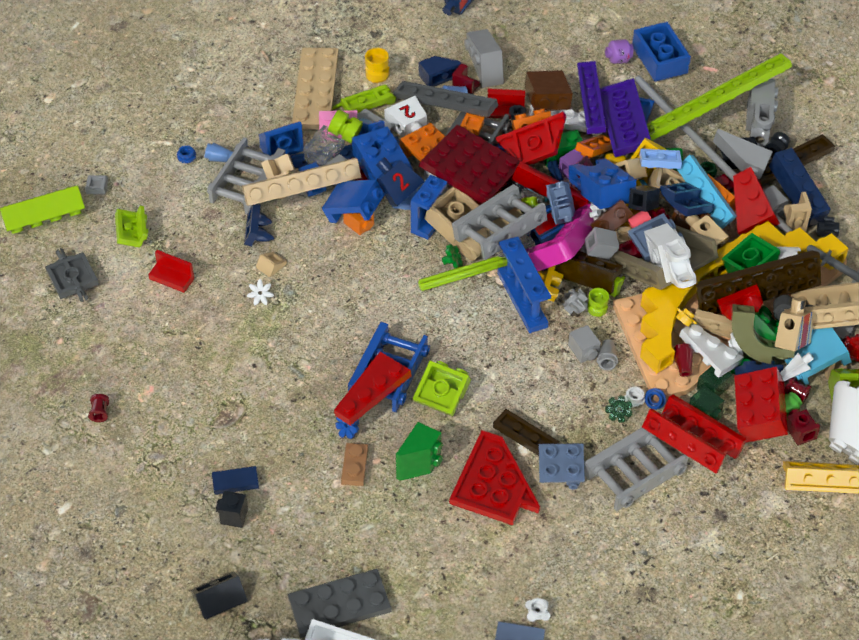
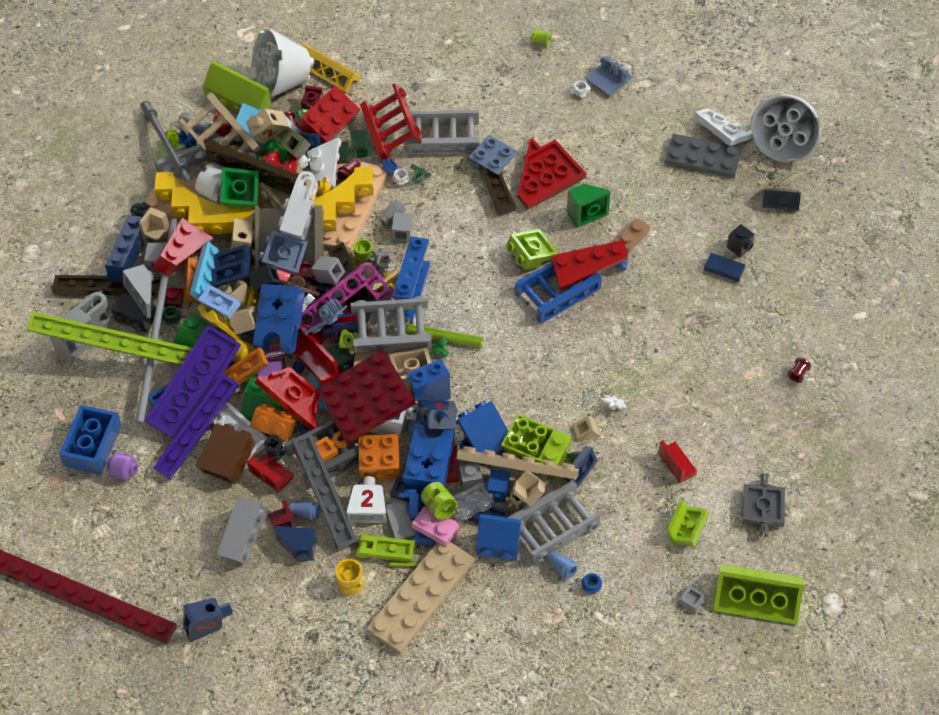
camera: 145 degrees left, 5 degrees up
(300, 217) = (537, 441): none -> lime slope

